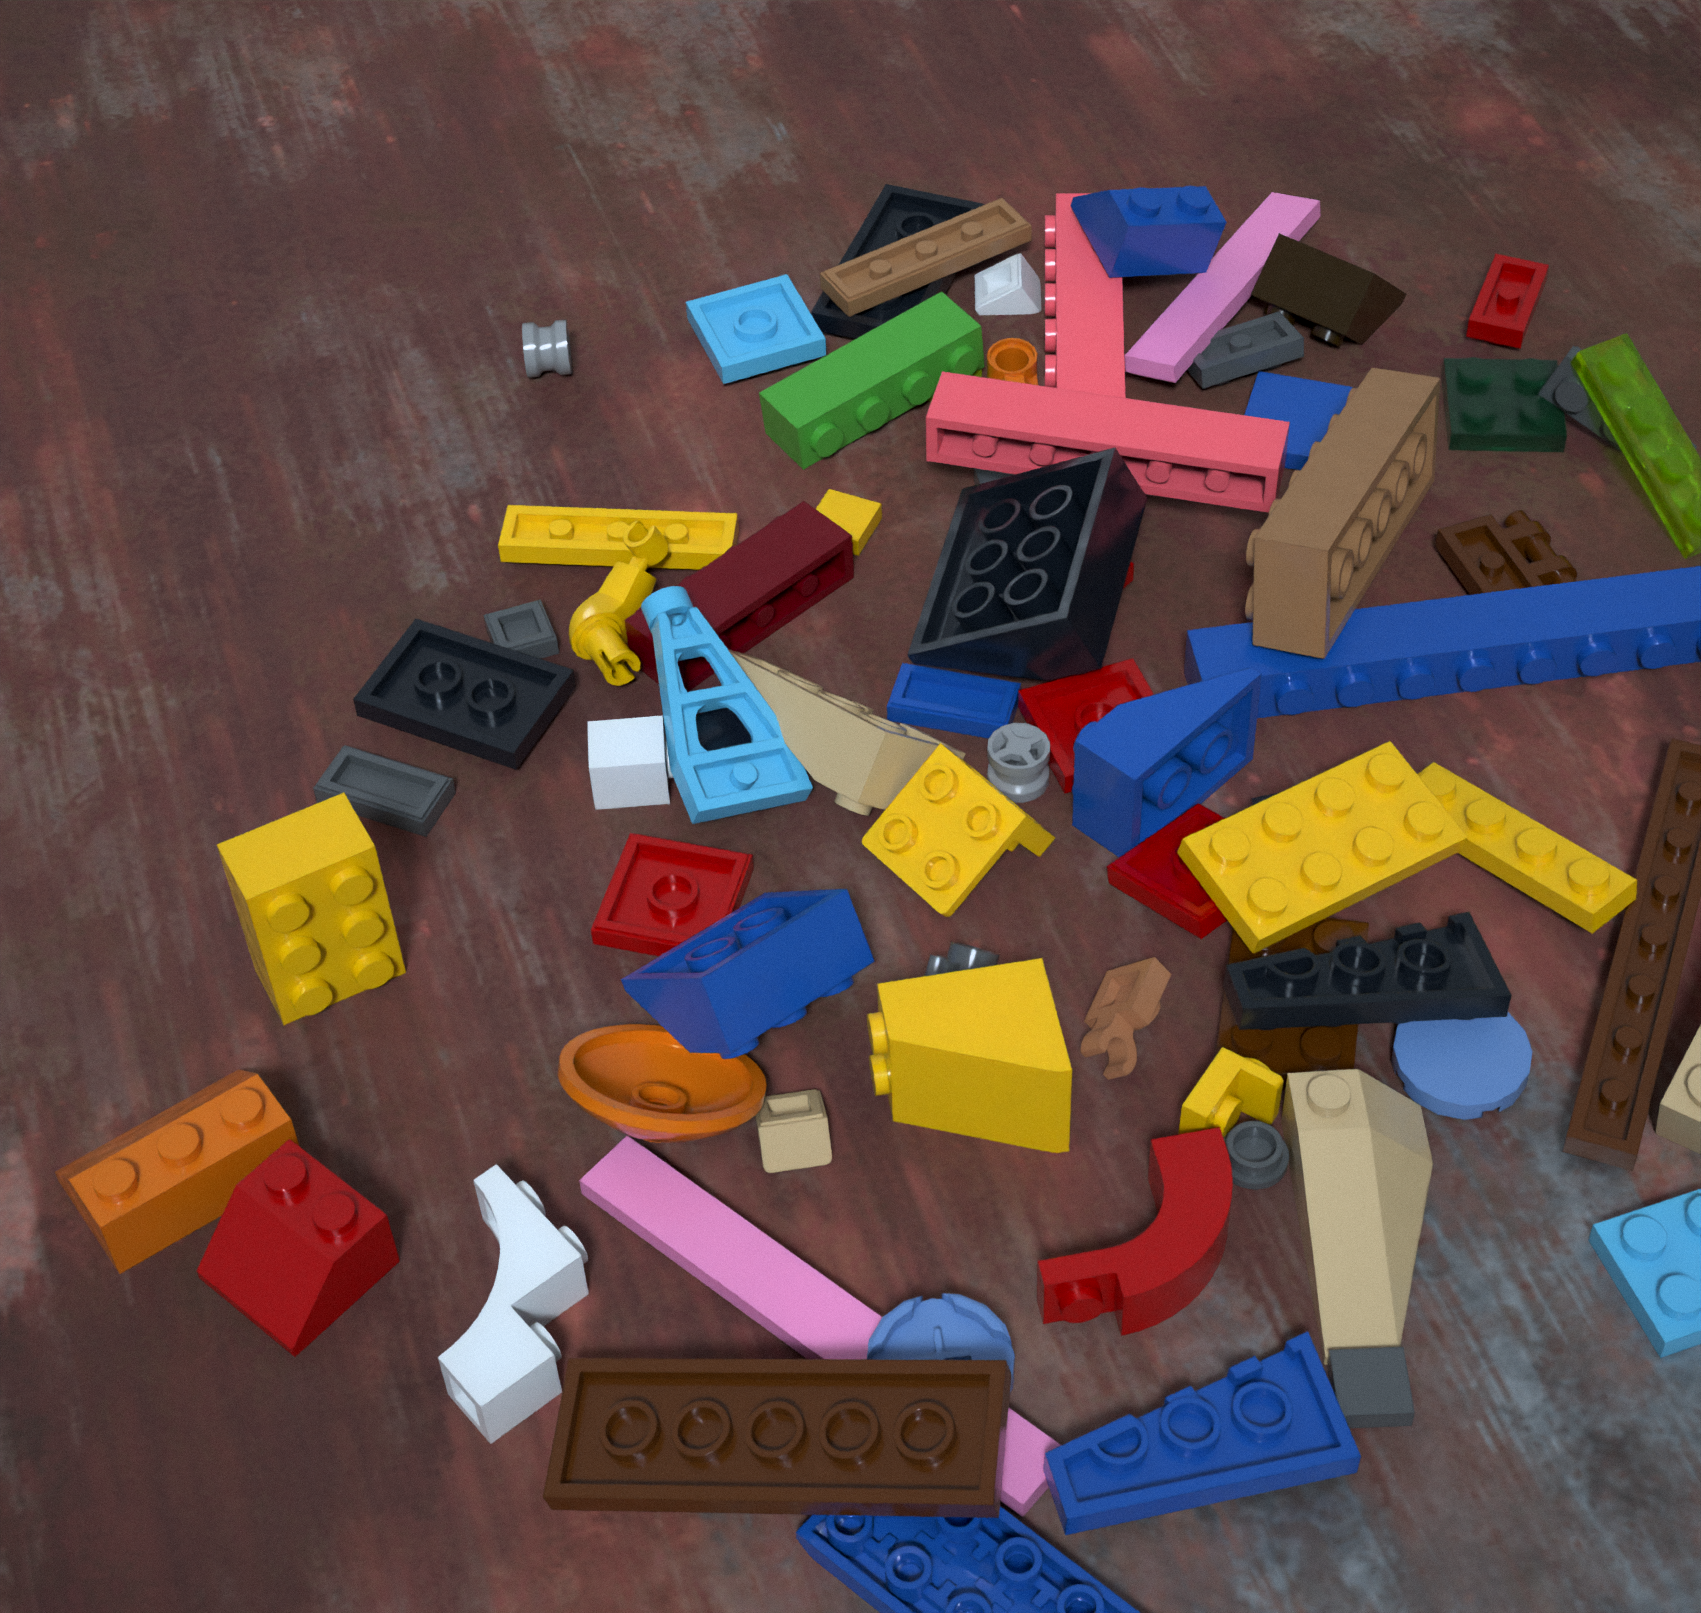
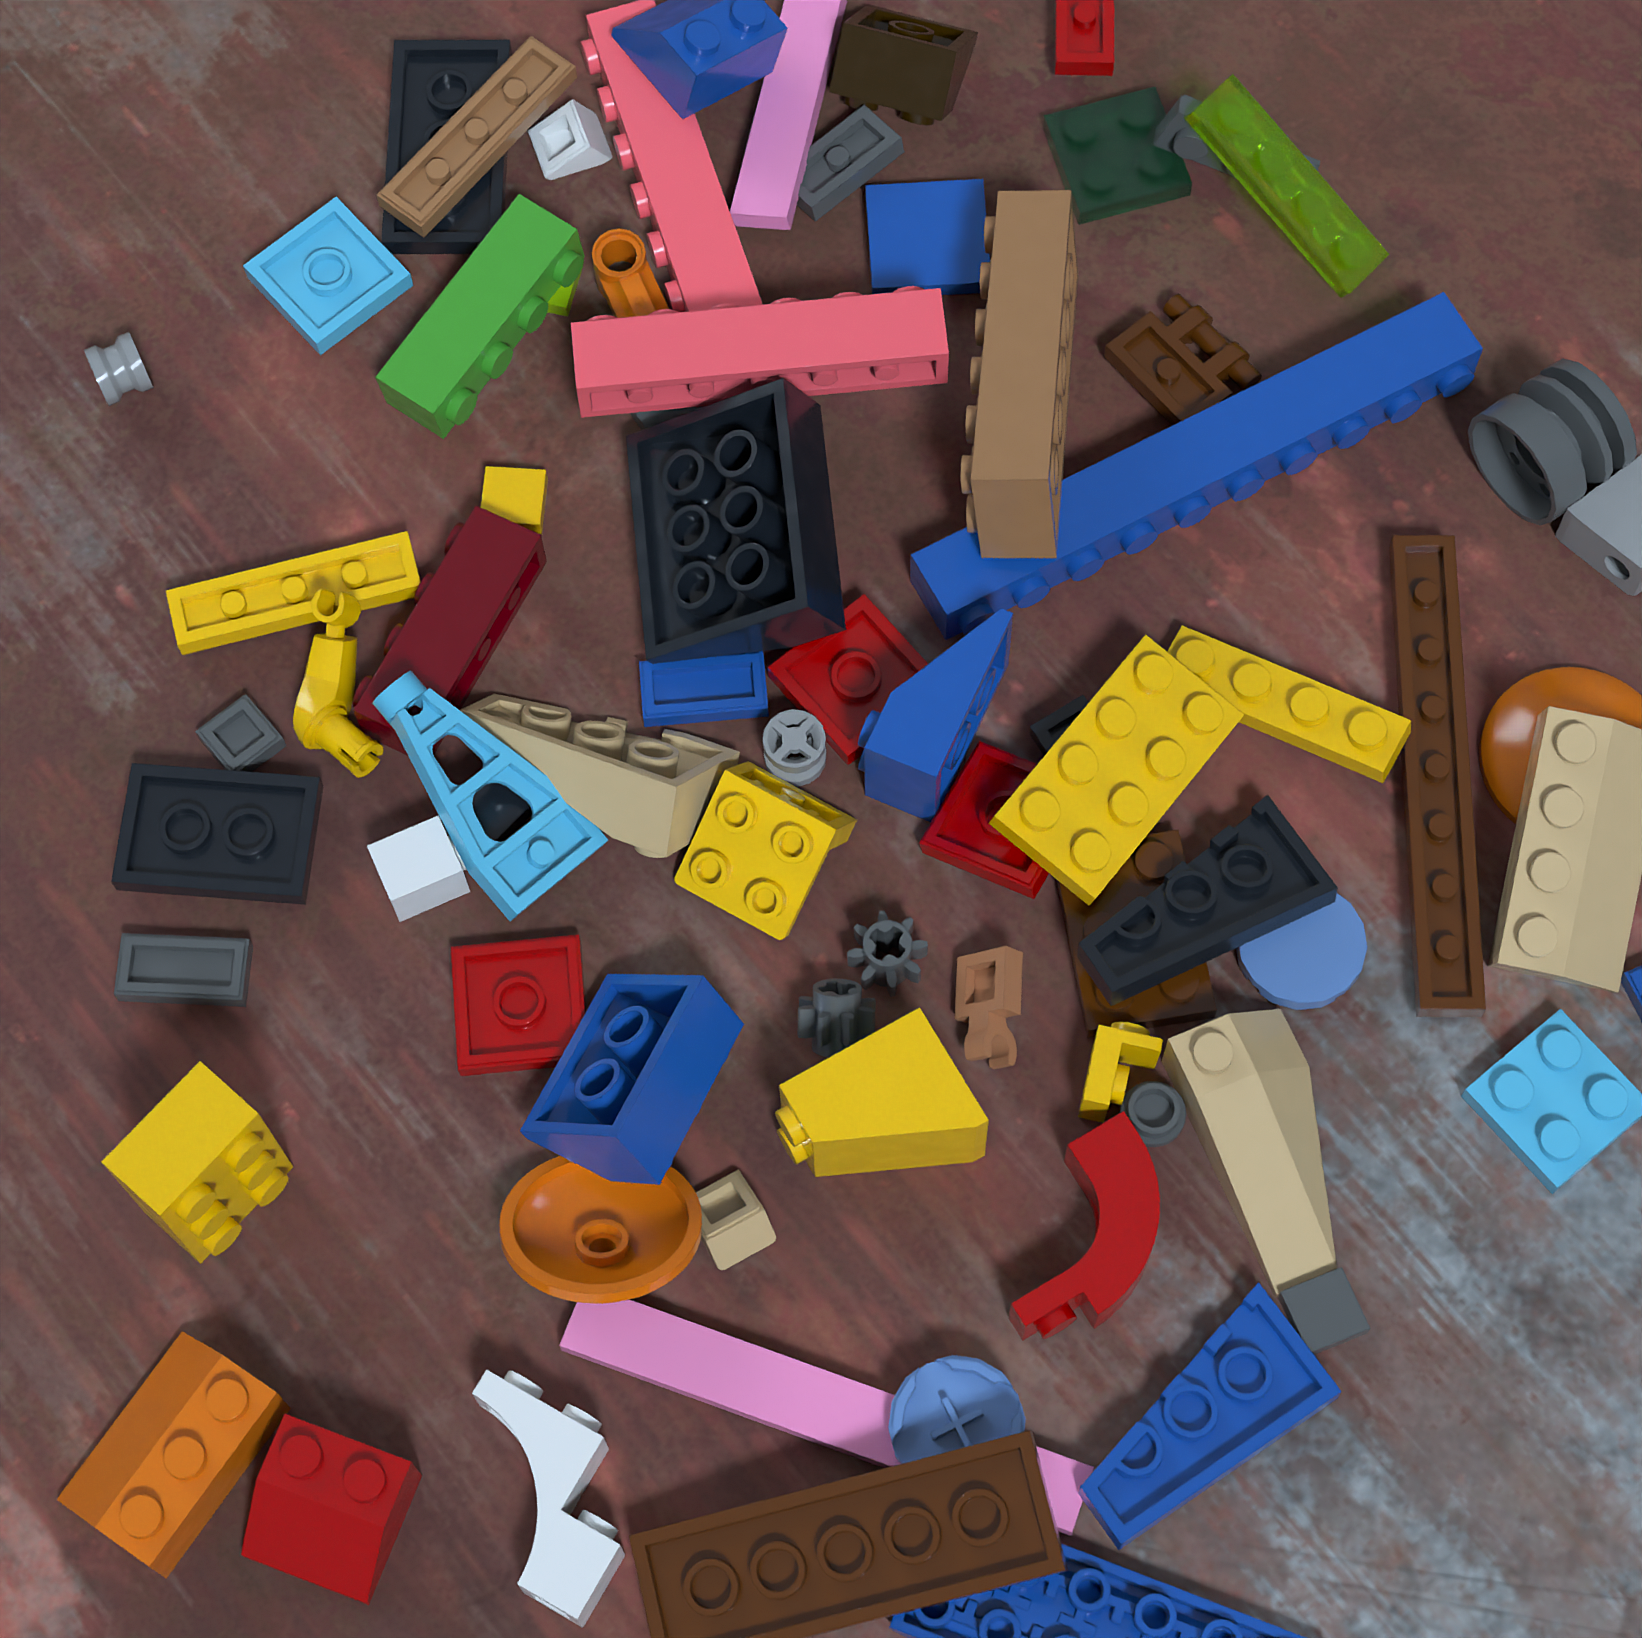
camera: 20 degrees left, 20 degrees up
(1037, 934) = (883, 937): none -> dark grey gear

